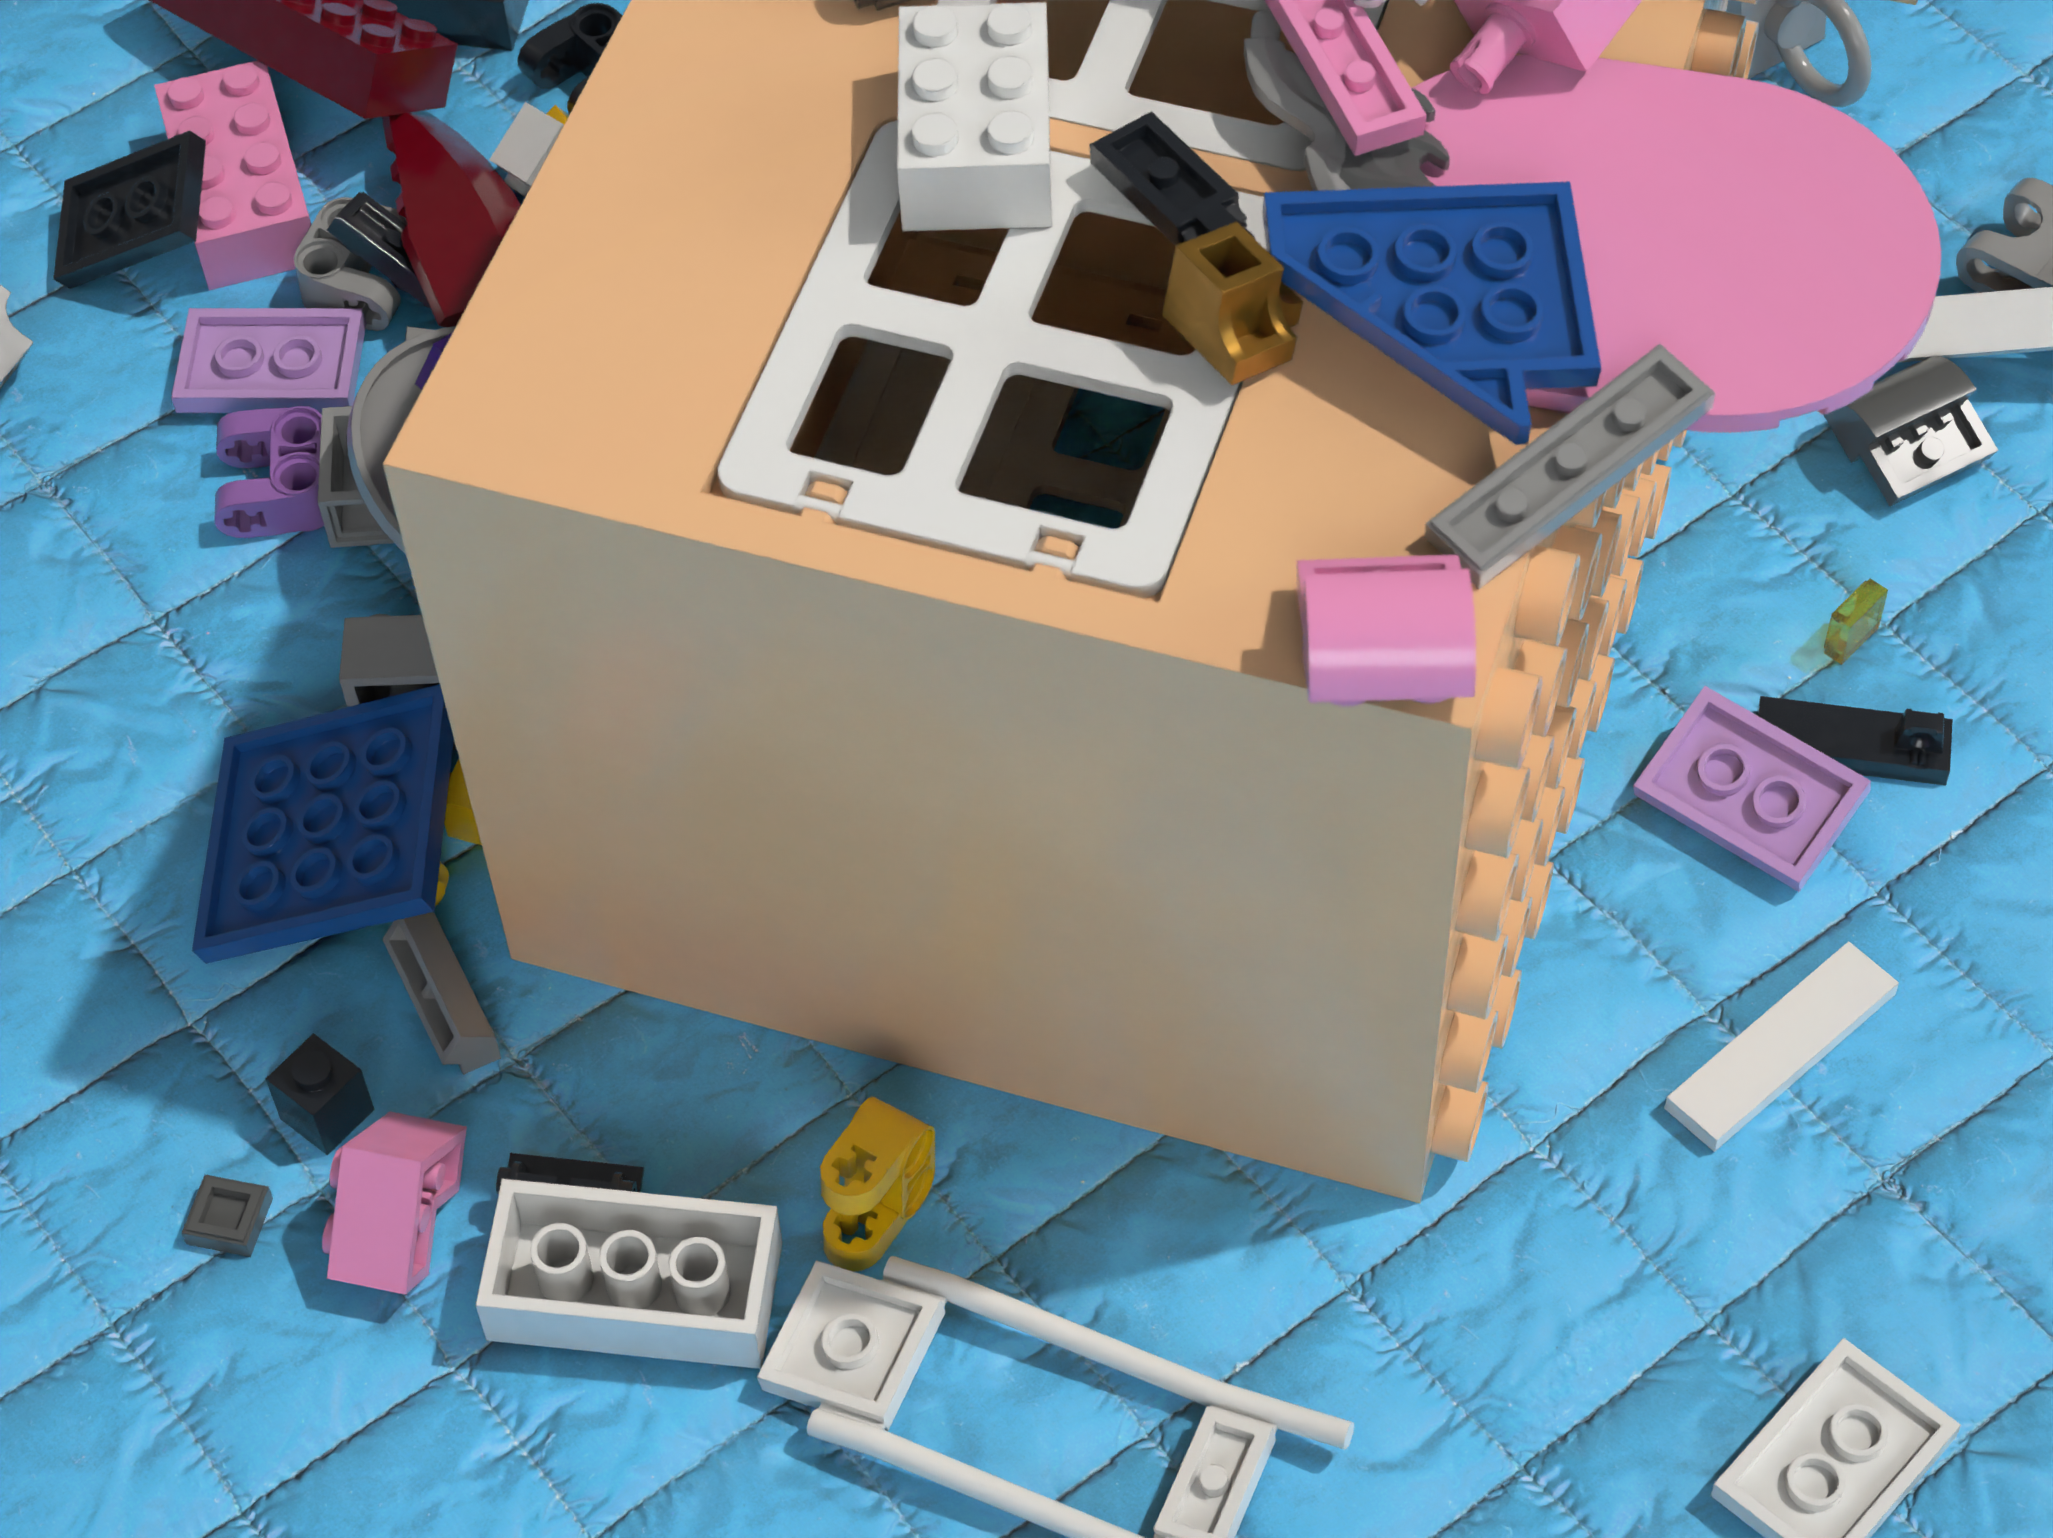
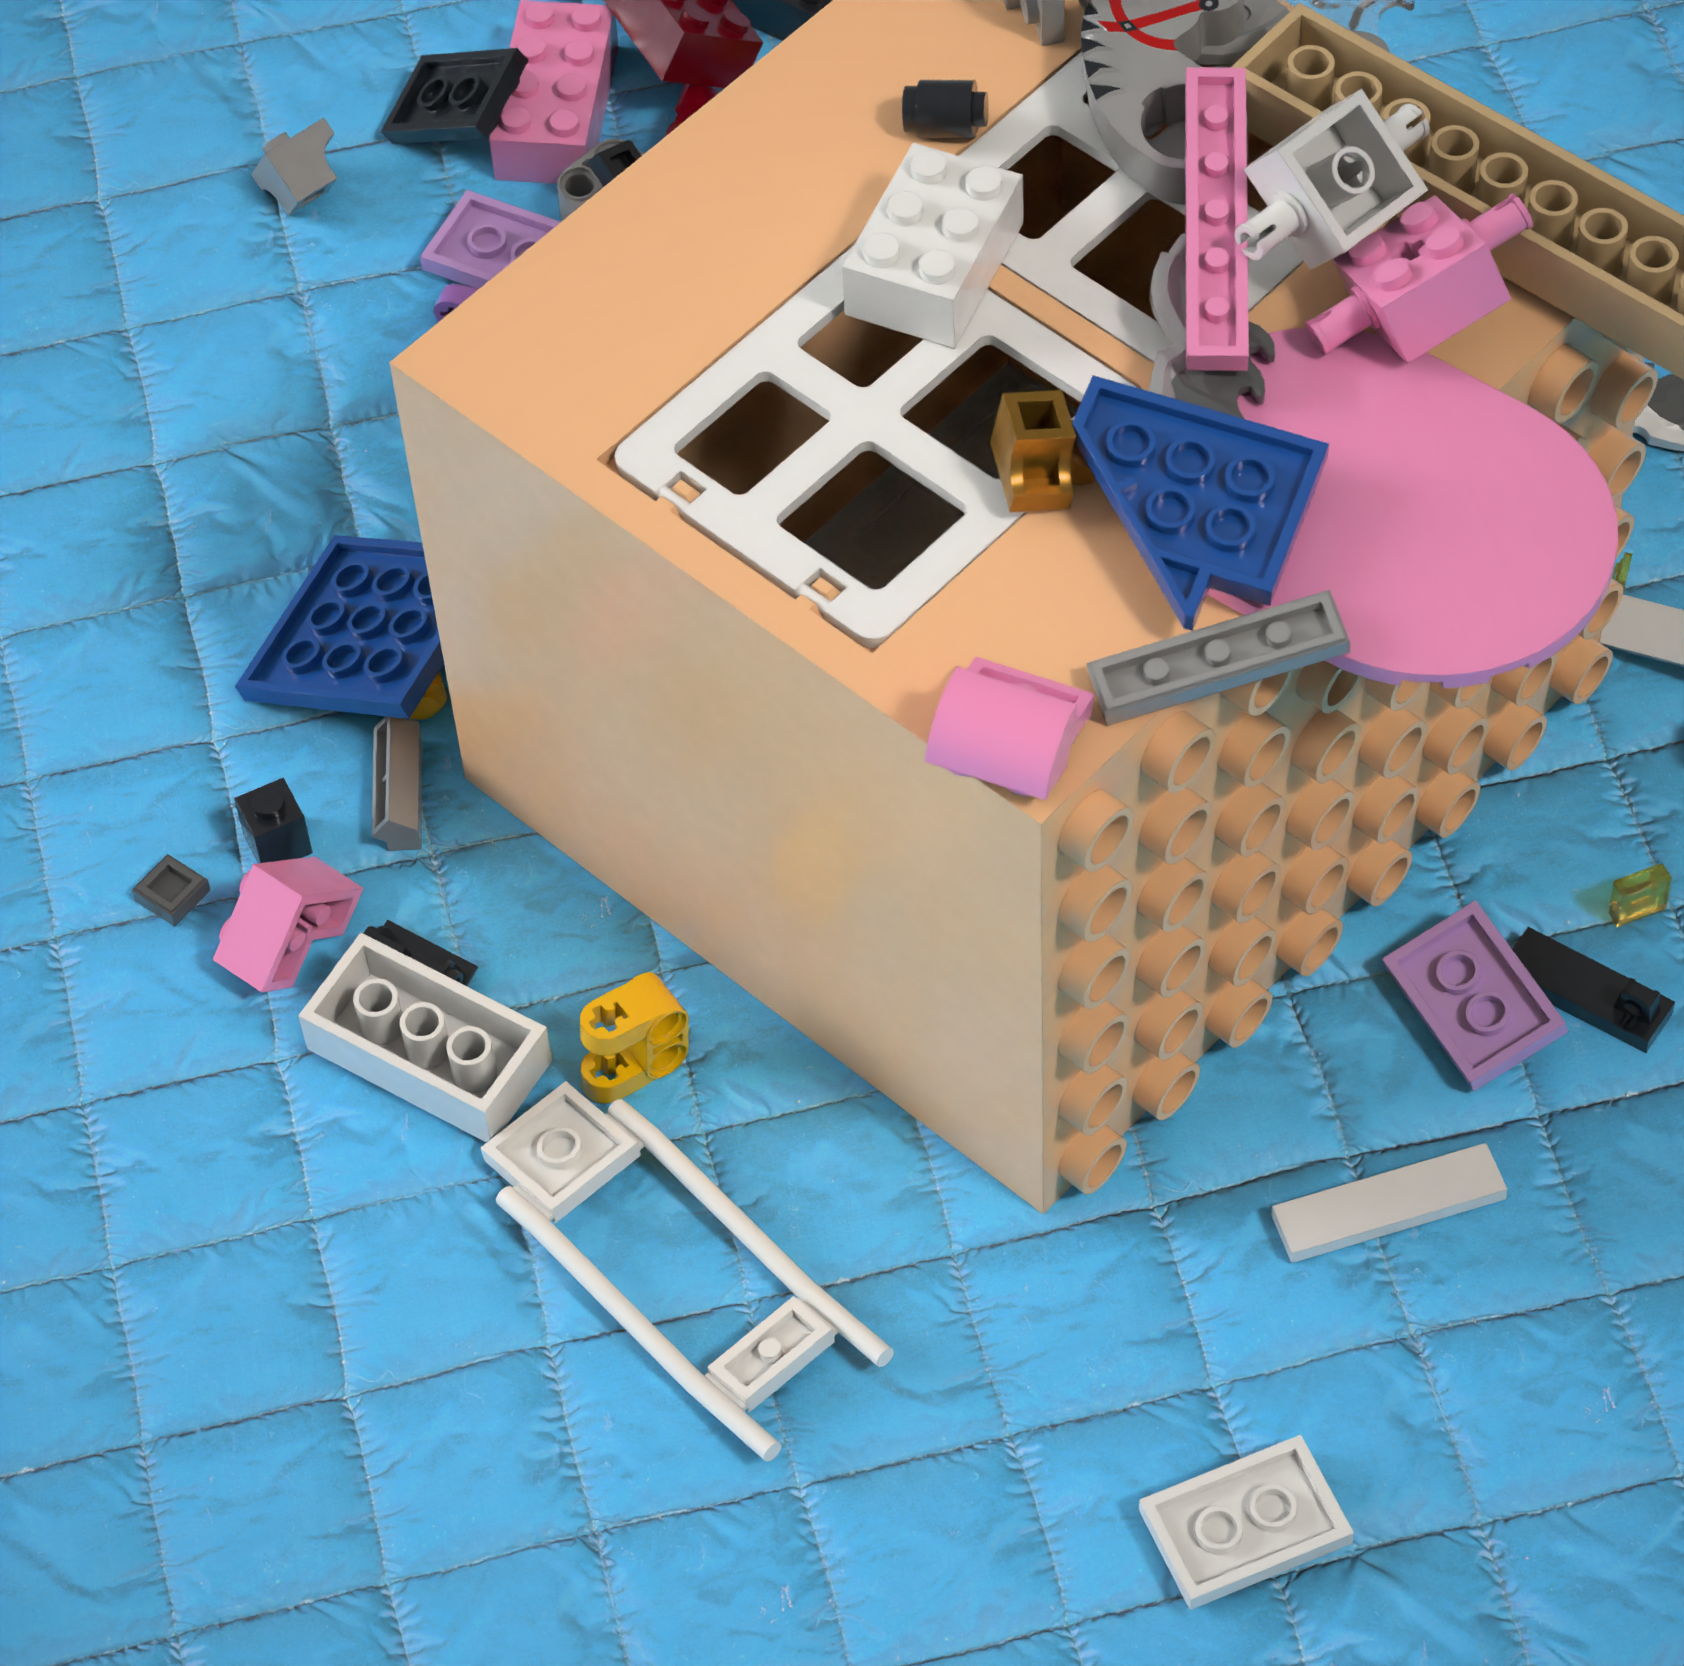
camera: 25 degrees right, 0 degrees up
(1166, 180) = (1050, 343): black hinge -> none

